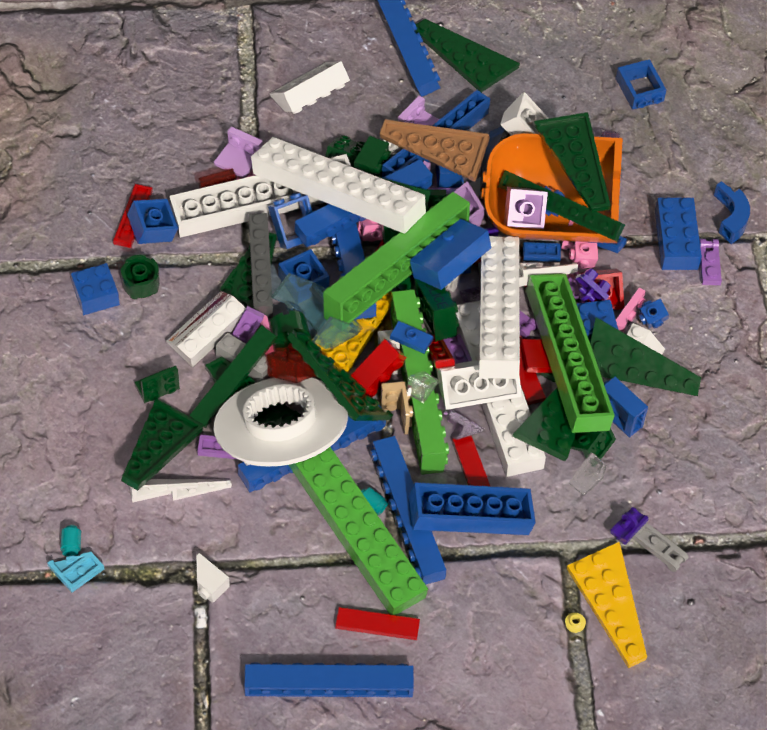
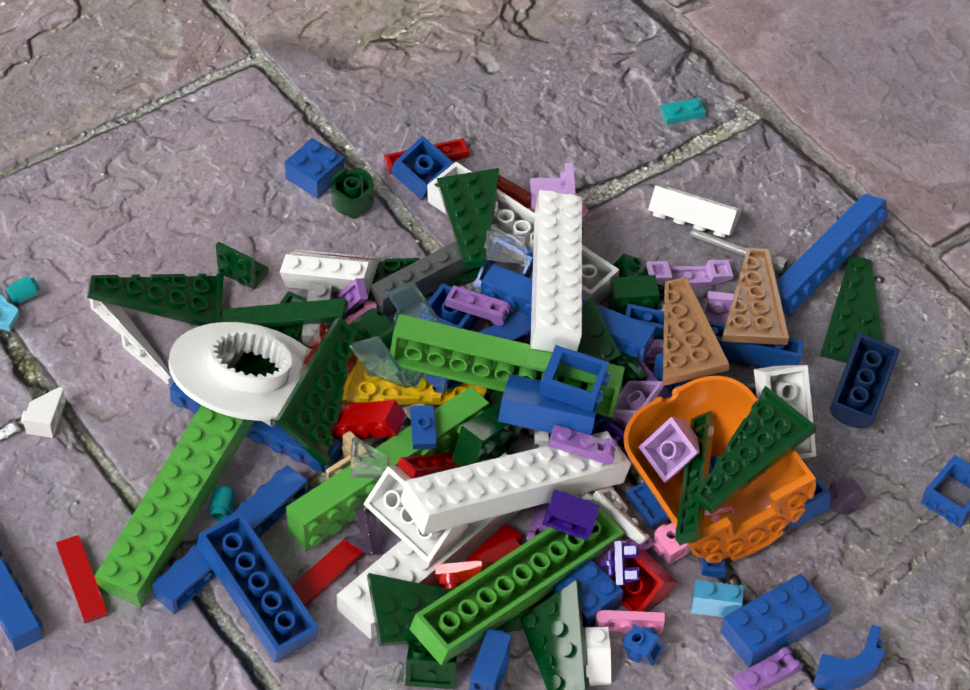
camera: 60 degrees right, 5 degrees down
(210, 43) = (682, 111): none -> teal plate
(225, 207) = (470, 211): none -> dark green wing
(289, 204) = (505, 247): none -> clear piece
(319, 251) = (478, 304): none -> medium lavender plate
(366, 120) = (698, 276): none -> lavender slope
(391, 69) = (779, 264): none -> light grey piece
(439, 100) = (756, 305): none -> medium nougat wing
(442, 232) = (570, 394): none -> blue window
(495, 252) = (583, 444): none -> medium lavender plate
(529, 77) = (863, 382): none -> dark blue brick
(542, 380) = (455, 574): none -> slope
(543, 291) = (570, 514): none -> dark purple brick
(642, 255) = (716, 598): none -> dark azure brick

